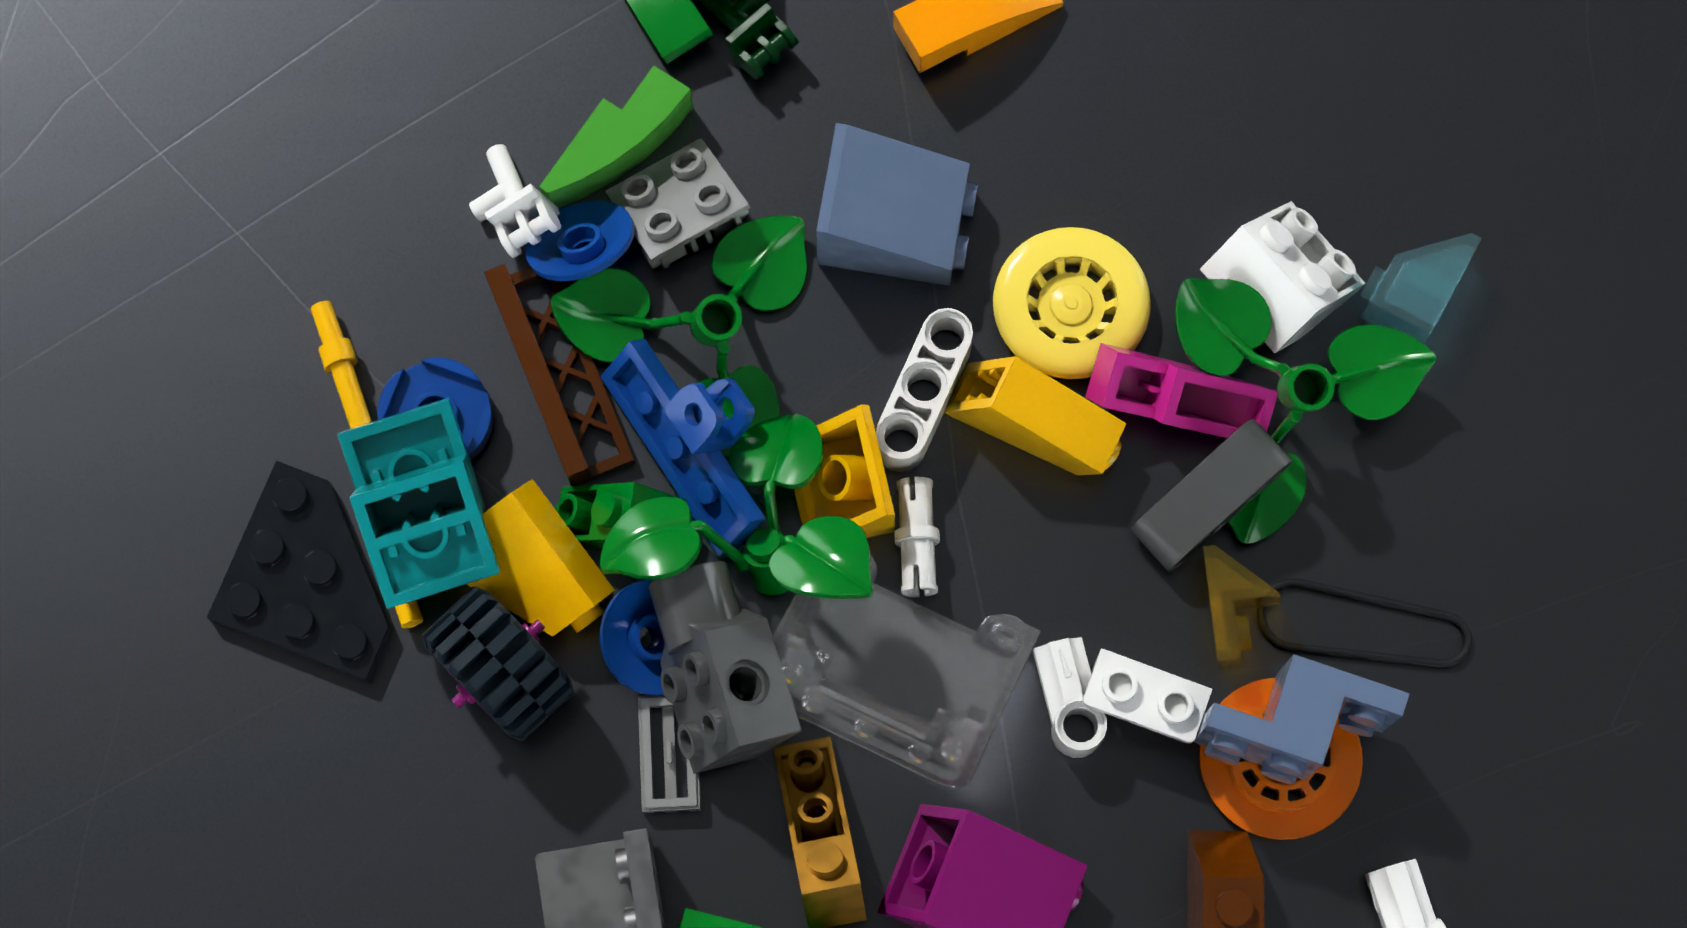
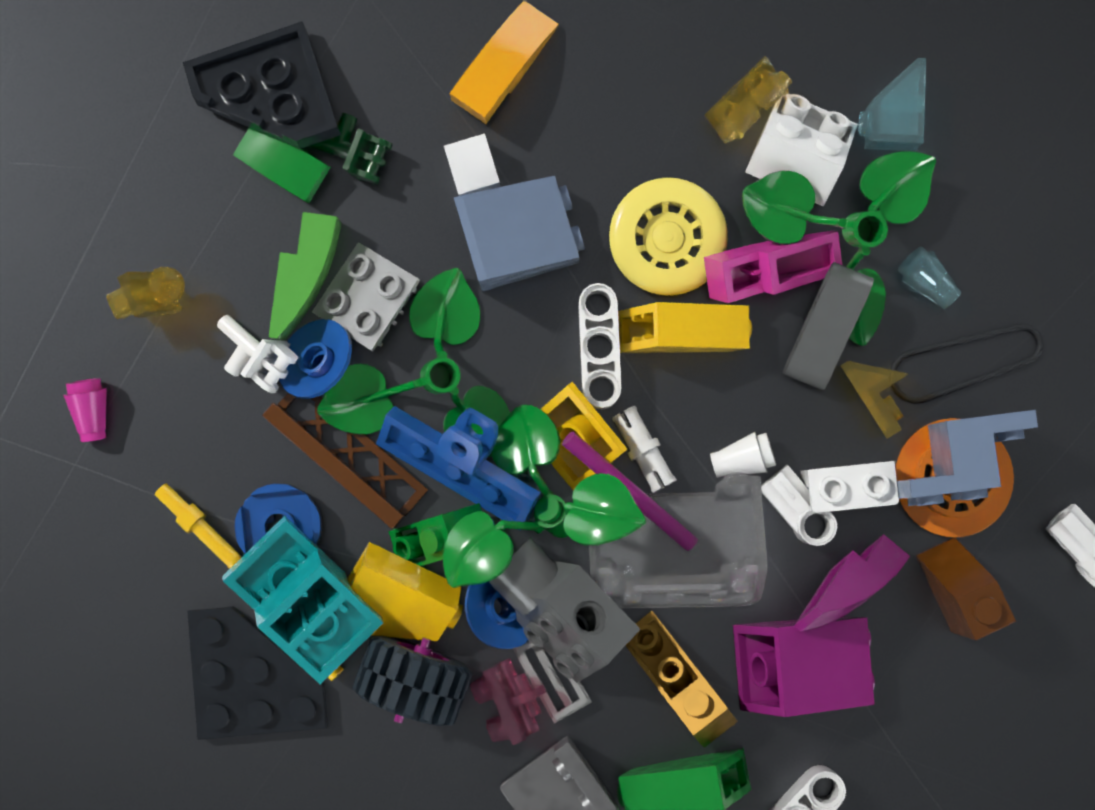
camera: 25 degrees left, 10 degrees up
(287, 171) = (88, 408): none -> dark pink cone
(425, 72) = (147, 293): none -> clear yellow hips
(606, 758) = (513, 699): none -> clear pink hips
(880, 103) = (472, 165): none -> white brick
(883, 592) = (648, 506): none -> magenta bar
(1039, 604) = (746, 456): none -> white cone
(1089, 813) = (853, 583): none -> magenta slope
(1243, 189) = (741, 104): none -> clear yellow hinge
(1365, 502) = (929, 277): none -> clear light blue cone

